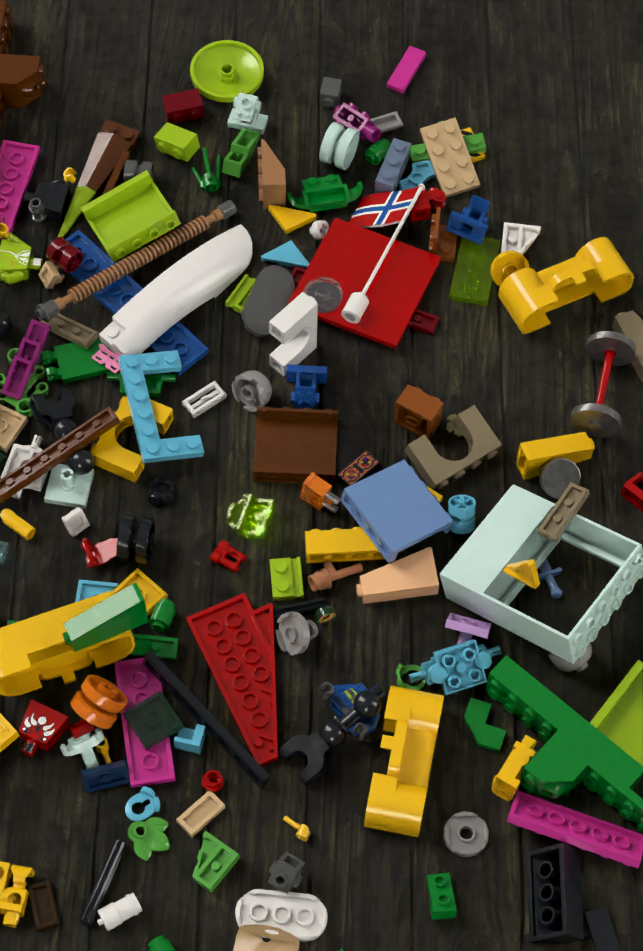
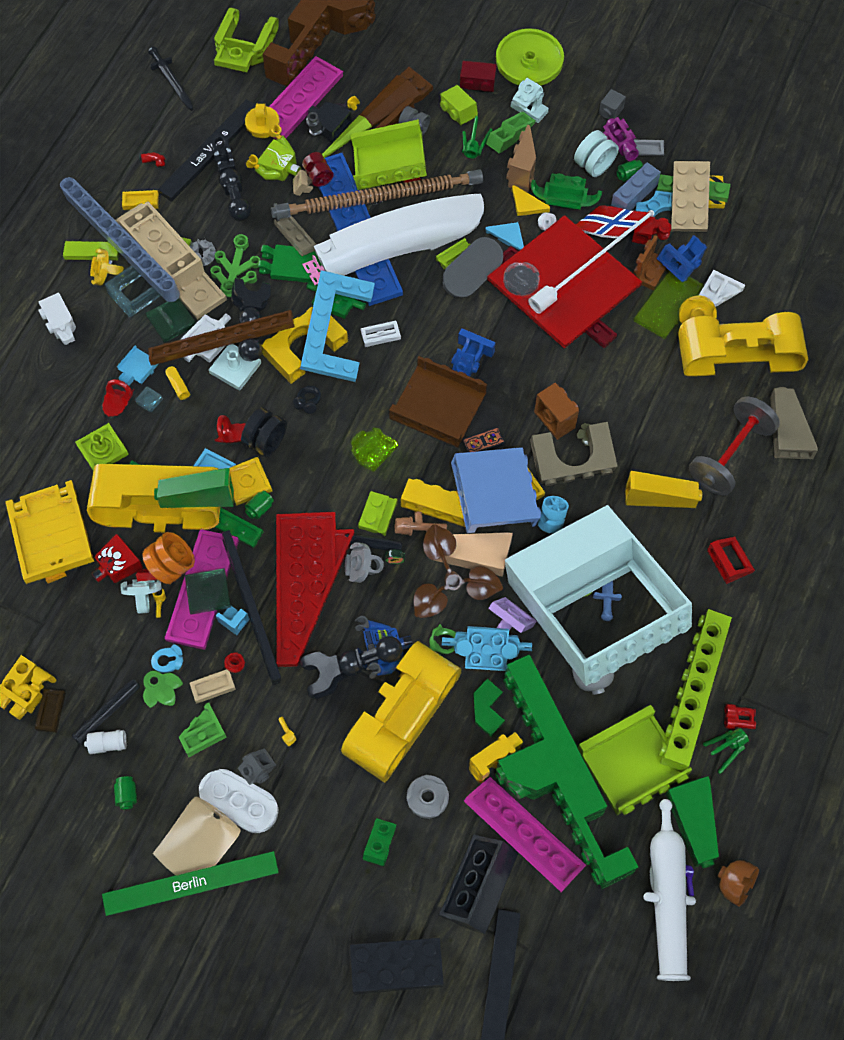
camera: 25 degrees right, 5 degrees up
(26, 359) = (246, 247): magenta slope -> none
(75, 521) = (224, 398): white tile -> none
(105, 776) = (147, 622): dark blue plate -> none
(222, 551) = (332, 471): red piece -> none
(252, 389) = (423, 339): light grey cylinder -> none
(296, 330) = (479, 288): white arch -> none
(318, 493) = (437, 449): orange piece -> none
(406, 69) = (689, 106): dark pink tile -> none
(421, 610) = (481, 581): none -> reddish brown plant
(524, 572) = (575, 587): yellow tile -> none
(557, 475) = (656, 515): flat silver tile -> none
(563, 512) = (637, 547): dark tan tile -> none

